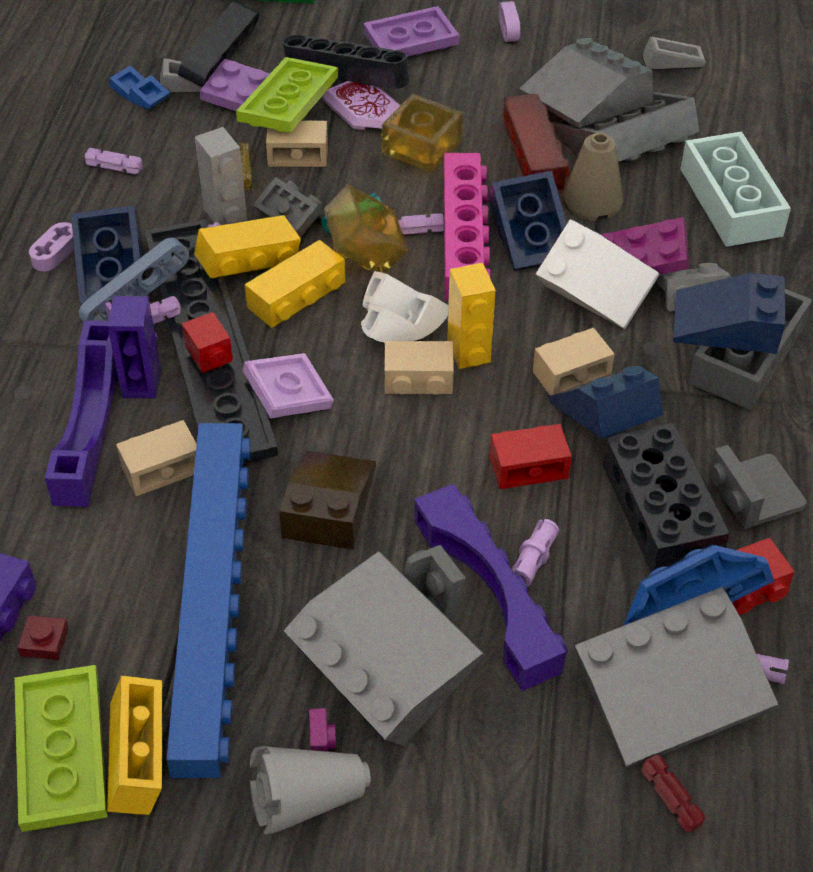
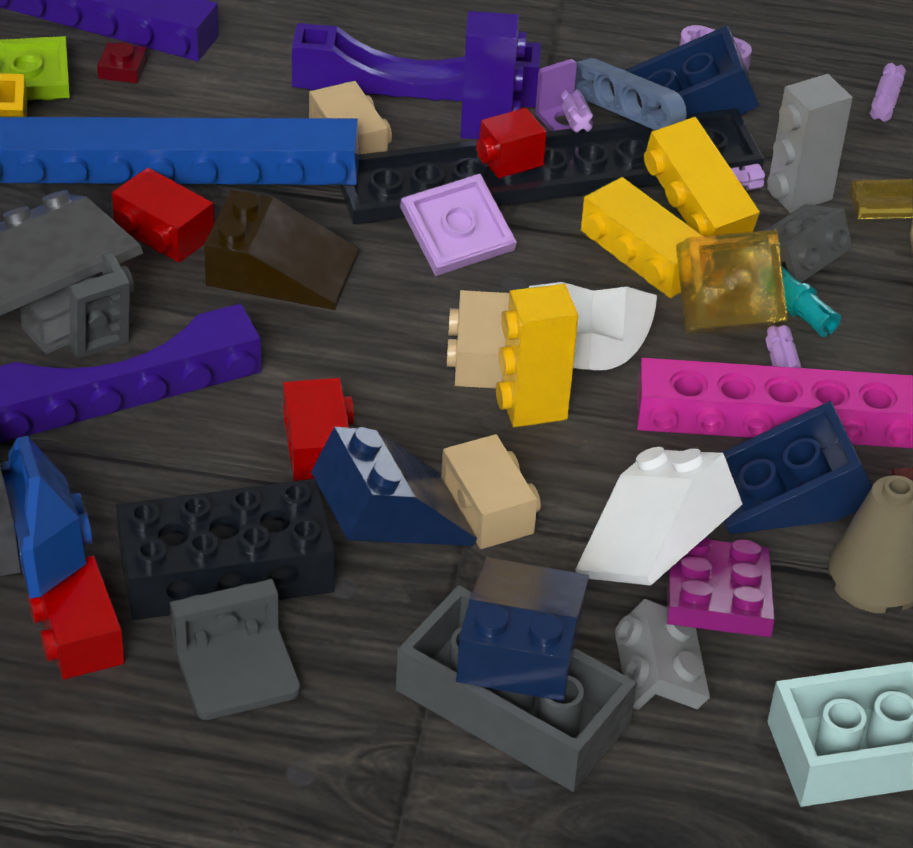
camera: 90 degrees right, 5 degrees down
(284, 574) = (163, 214): none -> red brick
(535, 550) = (161, 423): lavender pin -> none

